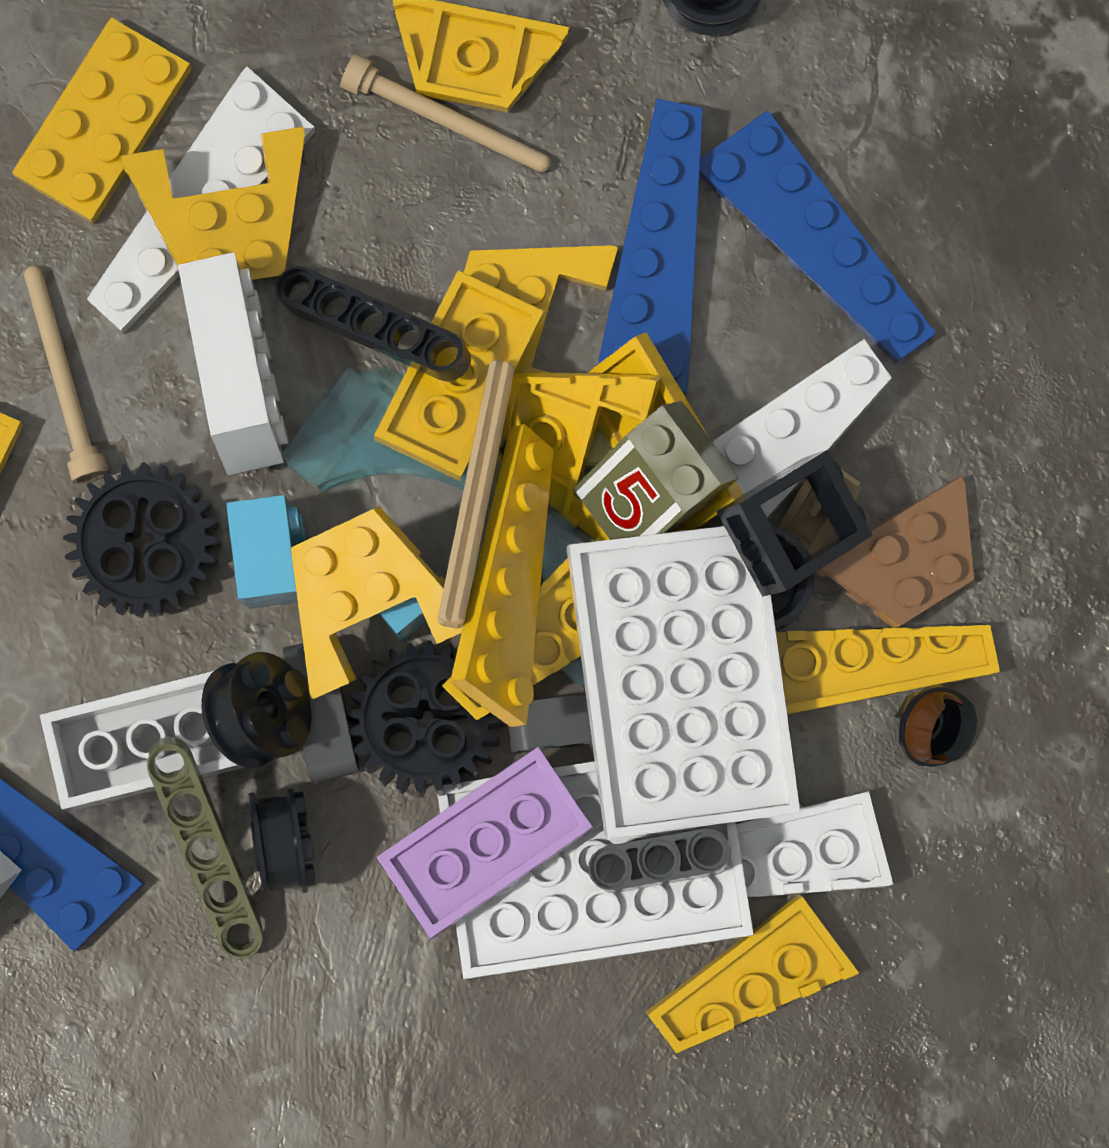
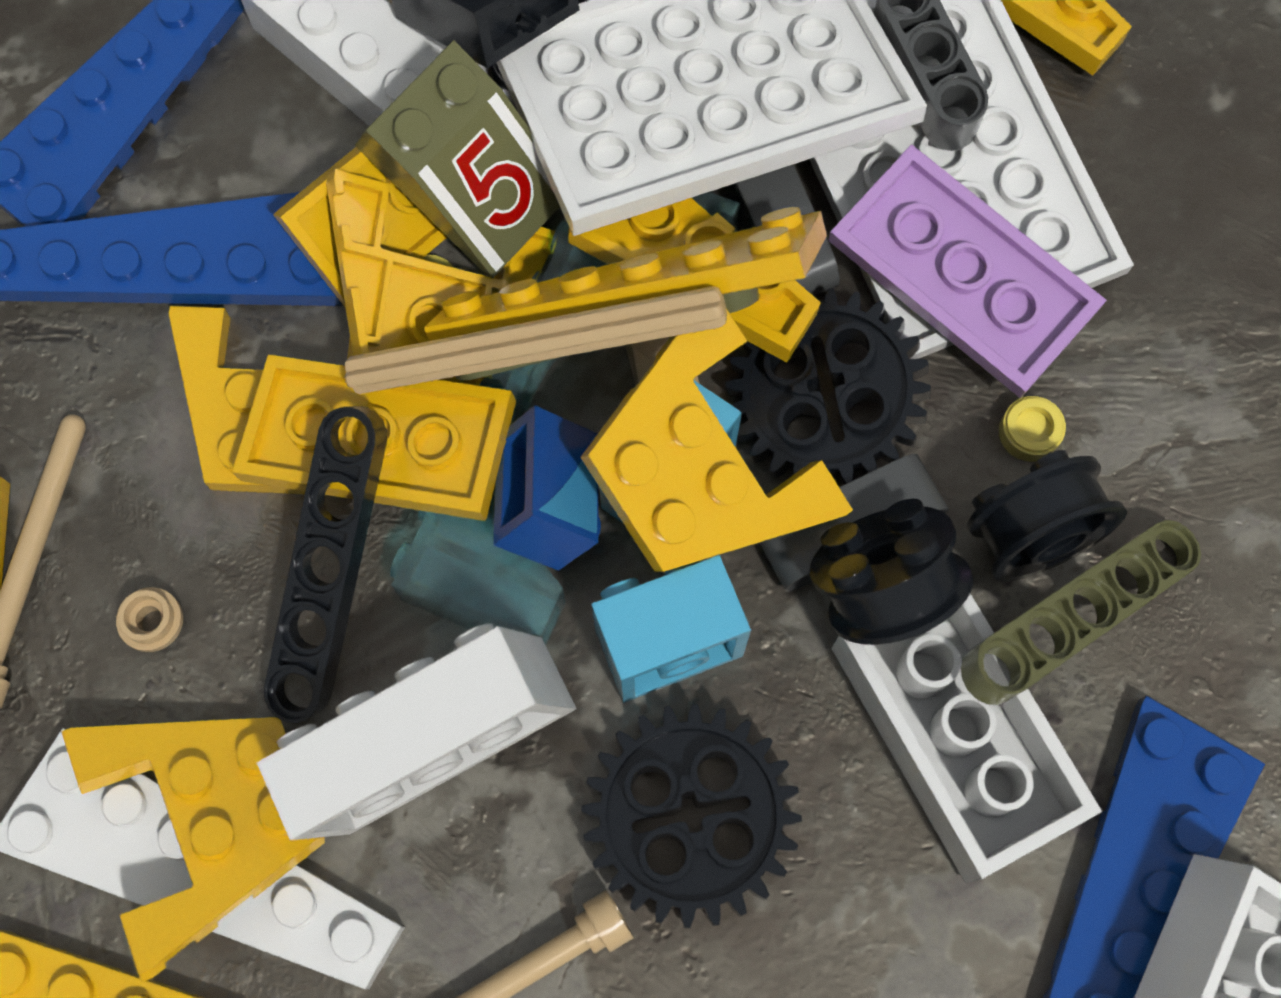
camera: 105 degrees left, 10 degrees down
(361, 869) = (1032, 428): none -> light yellow tile
(372, 184) = (136, 607): none -> tan plate
(385, 479) = (545, 491): none -> blue brick

